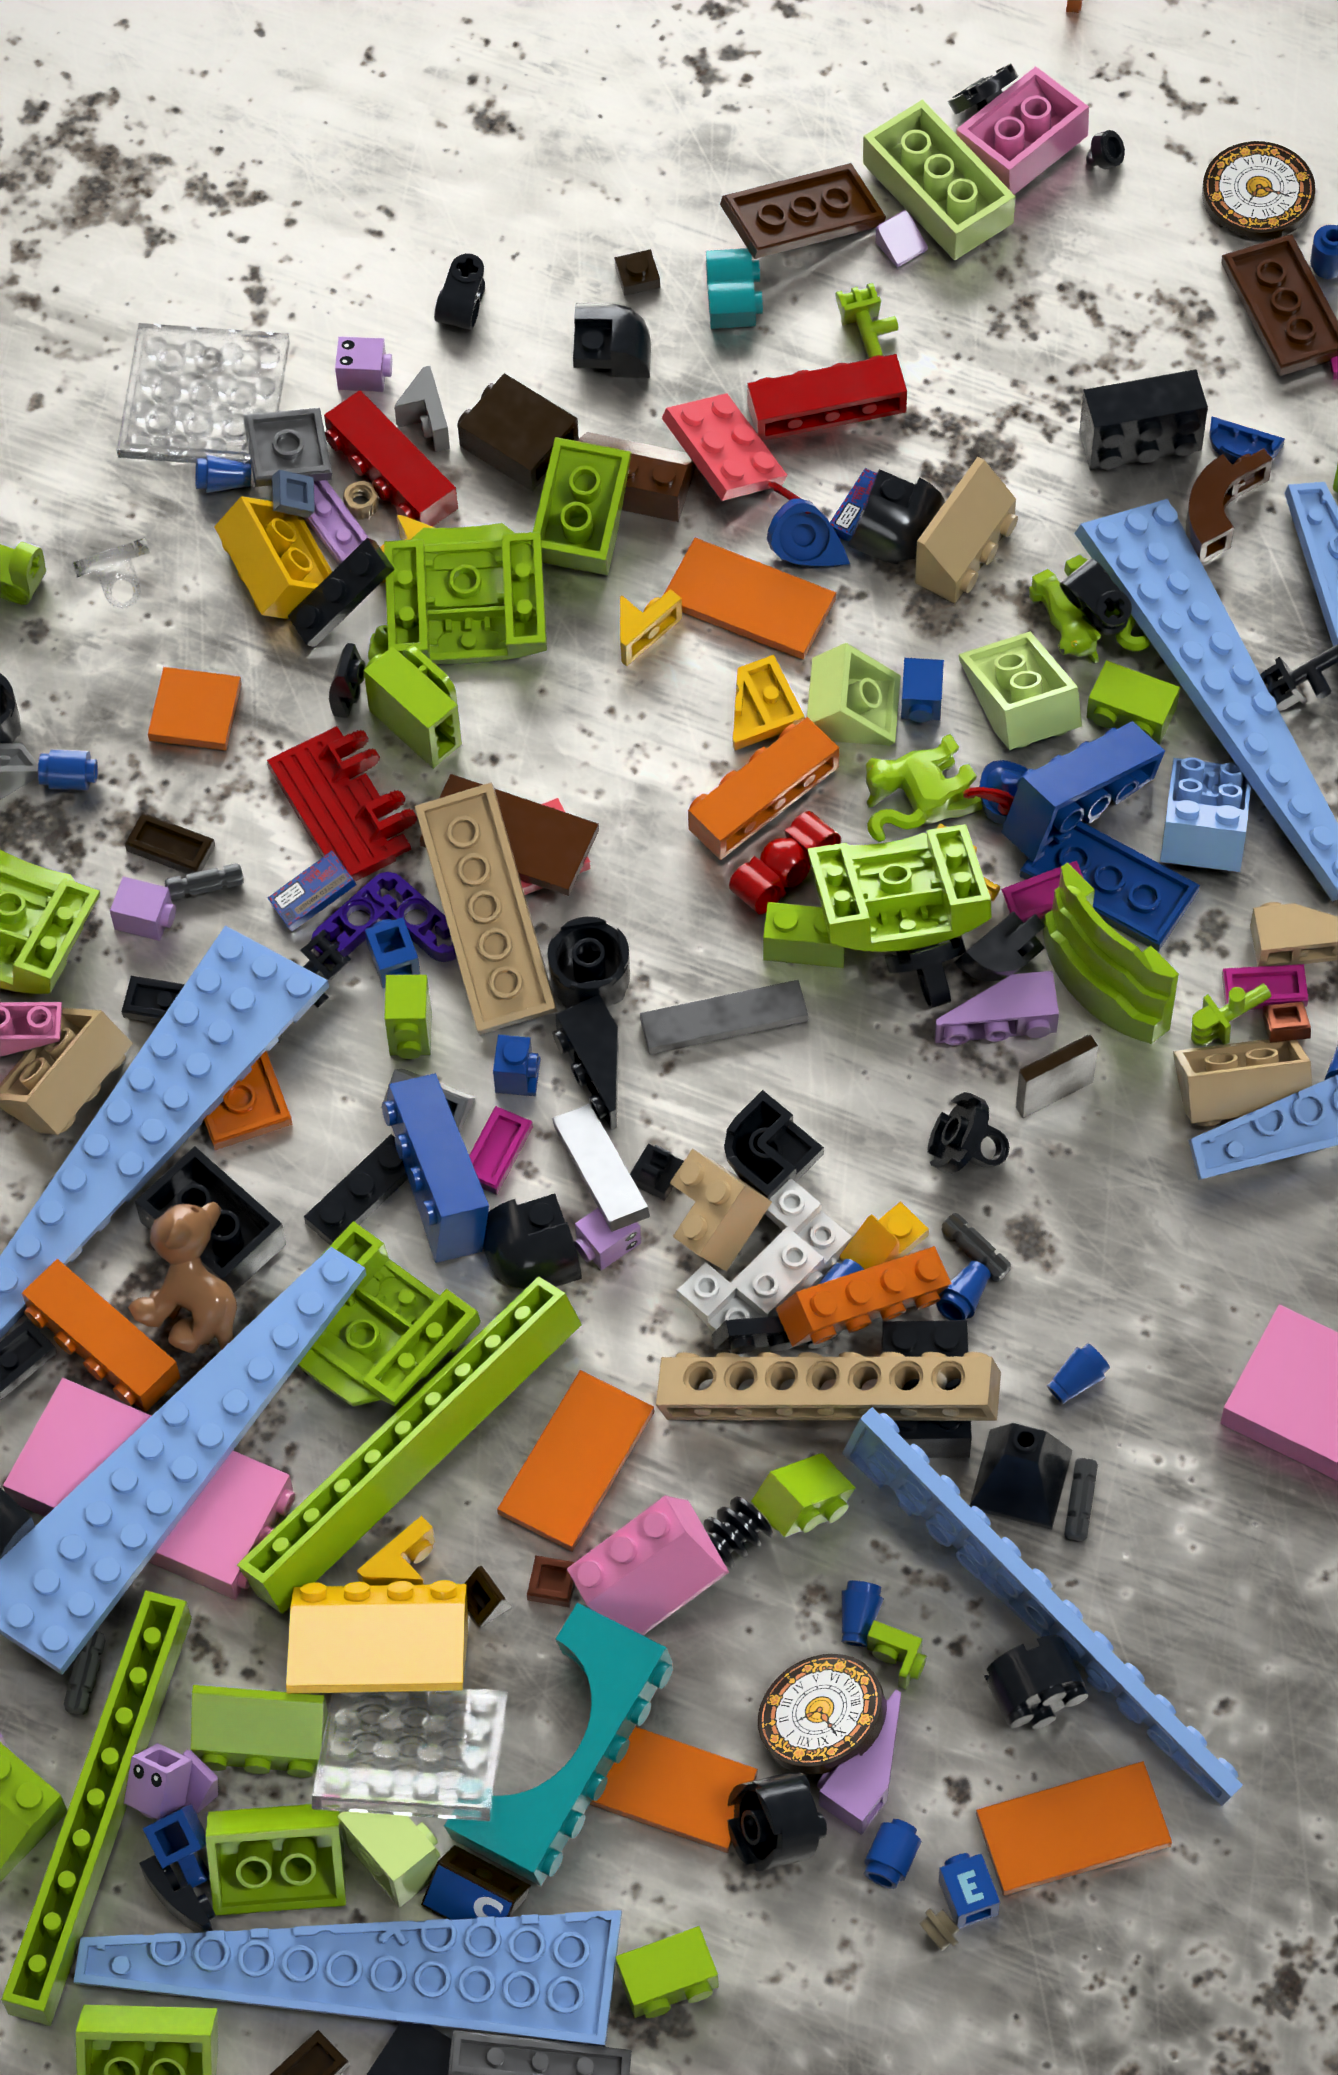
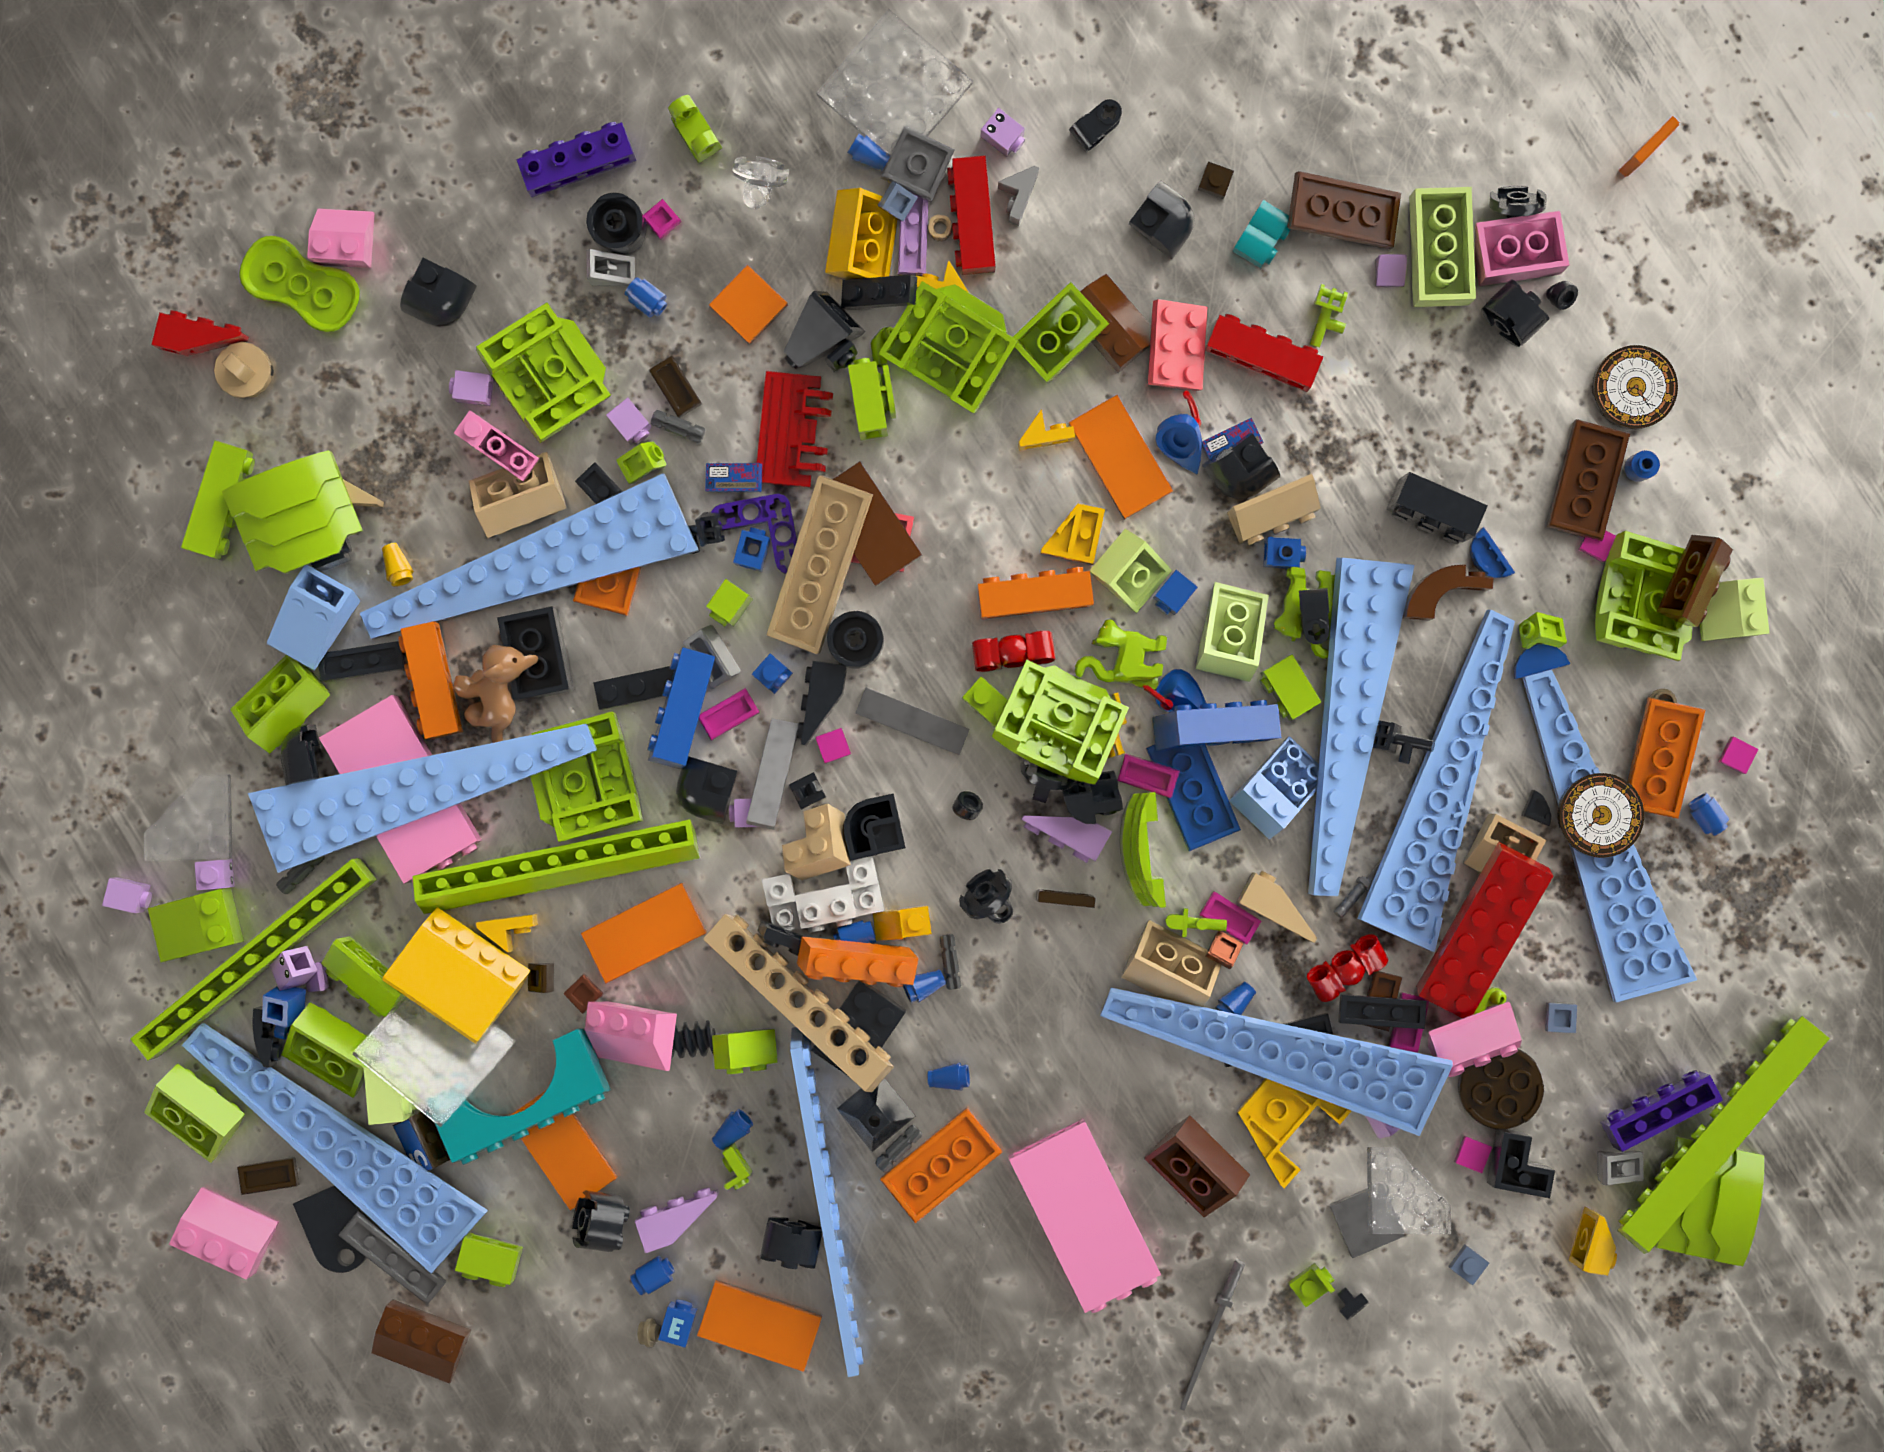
camera: 30 degrees right, 25 degrees up
(28, 684) = (661, 219): none -> dark pink tile
(186, 943) = (641, 461): none -> lime bracket
(300, 674) = (820, 330): none -> black slope
(515, 430) = (1063, 246): dark brown brick -> none
(649, 1103) = (833, 745): none -> dark pink tile
(821, 1713) = (668, 1176): tile -> none
(861, 1059) = (967, 805): none -> black tile
(1009, 576) = (1273, 553): none -> blue brick
(1070, 190) = (1515, 313): none -> black brick
(1147, 1486) = (941, 1165): none -> orange tile

